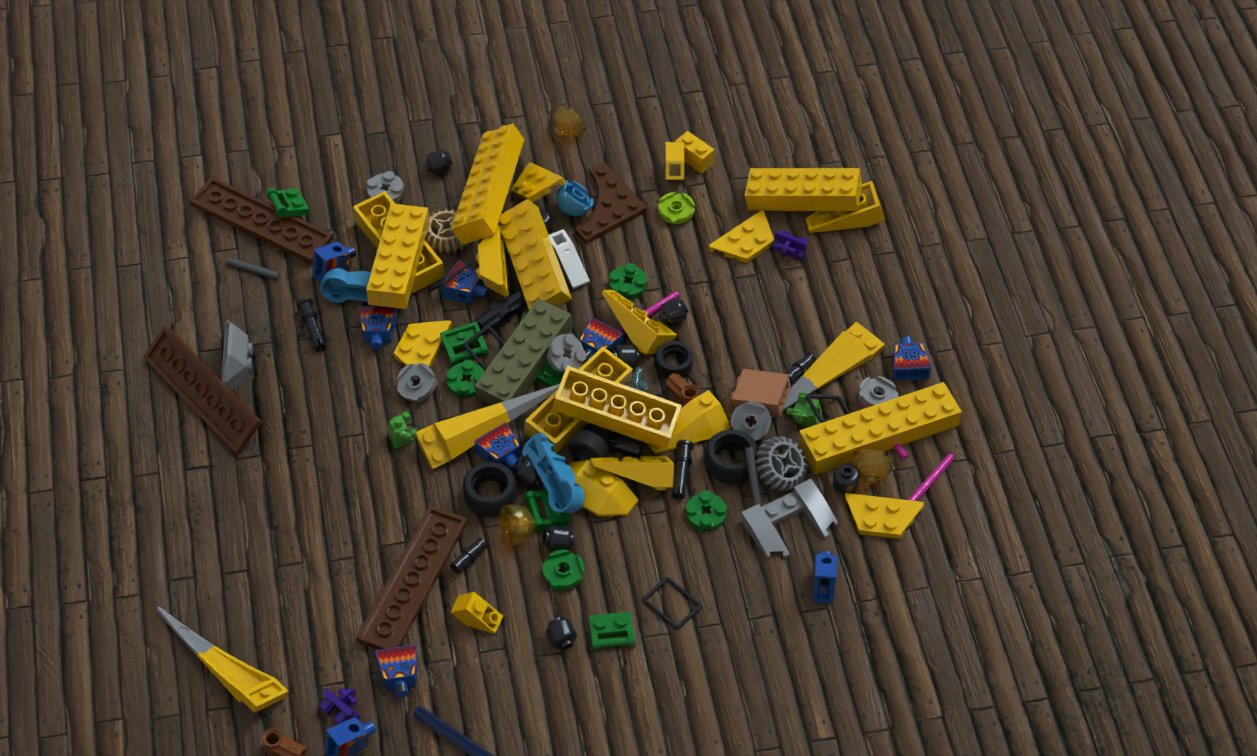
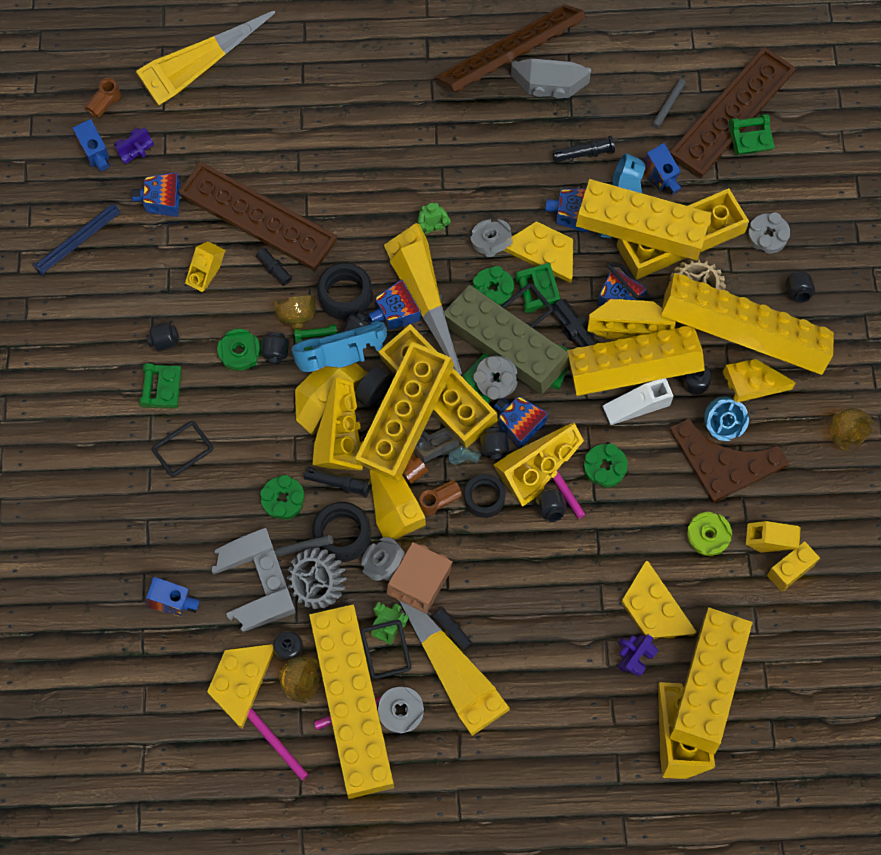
camera: 100 degrees right, 15 degrees up
(910, 361) = (443, 757): blue torso -> none

